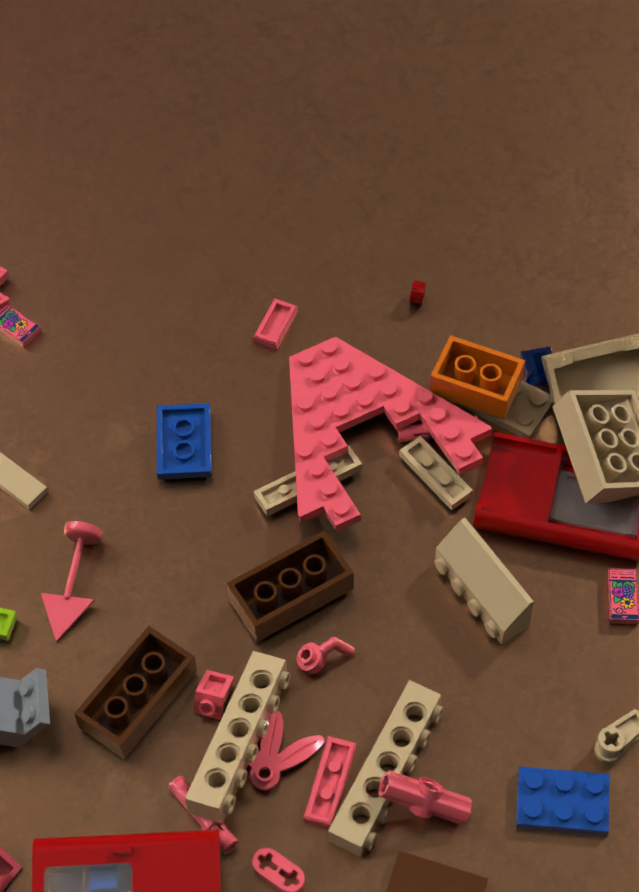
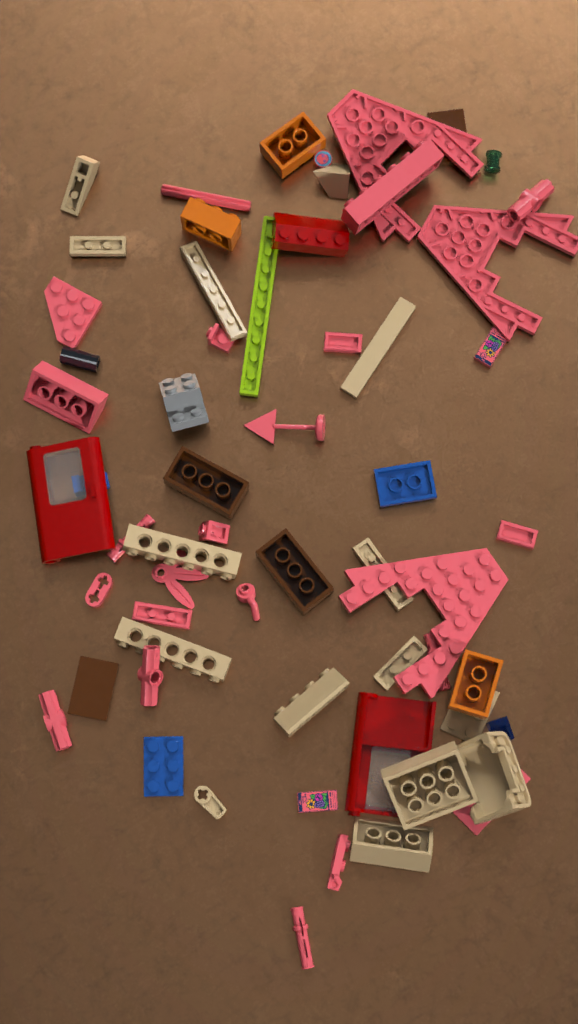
camera: 80 degrees right, 20 degrees up
(417, 292) = (557, 636): red axle -> none

